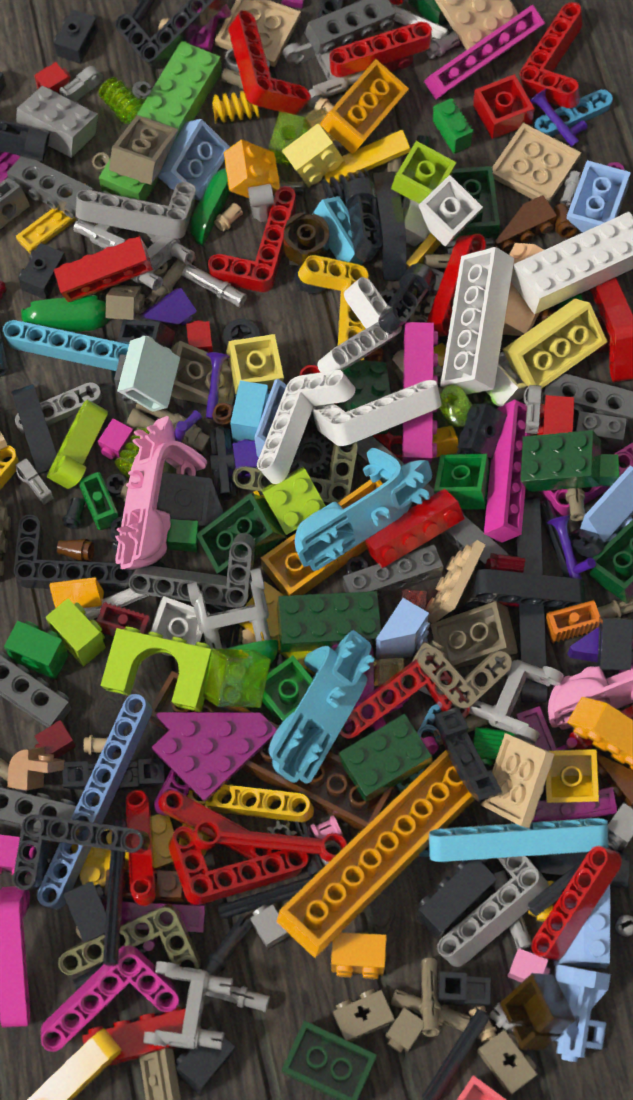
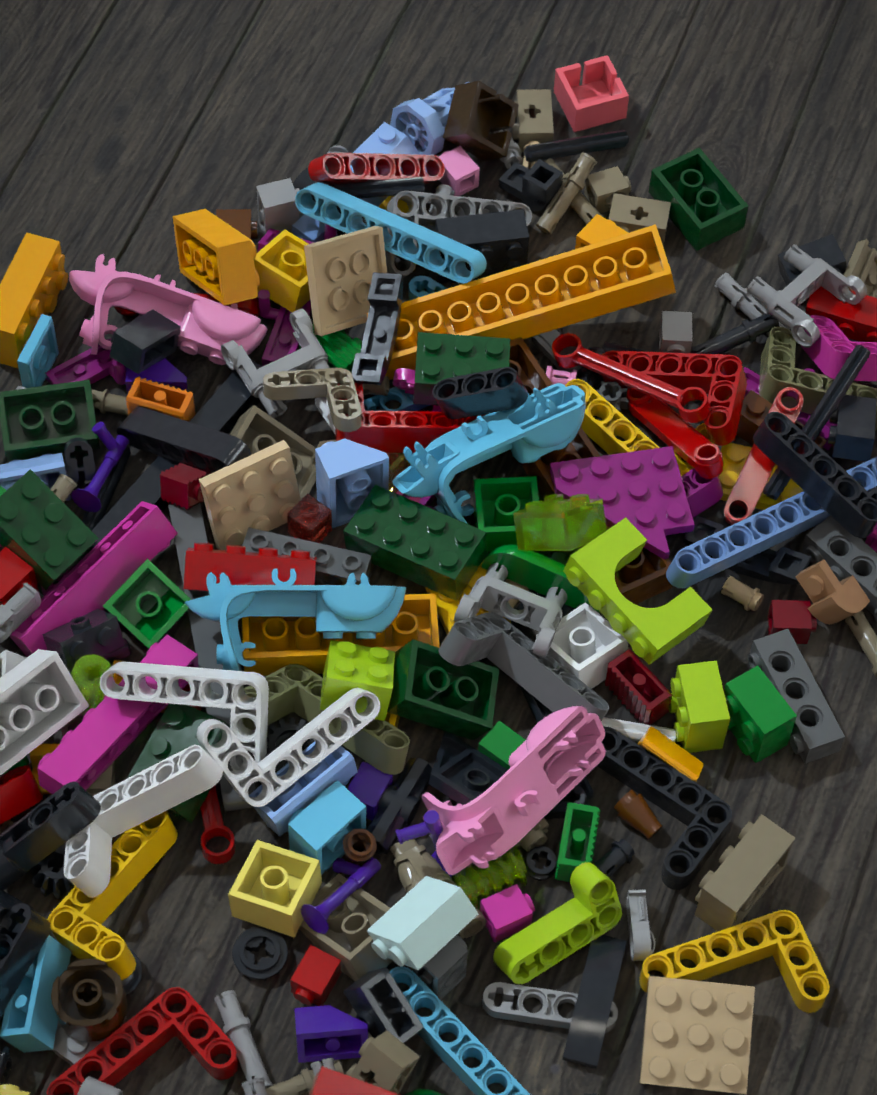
camera: 150 degrees left, 10 degrees down
(344, 735) = (480, 393): none -> black beam

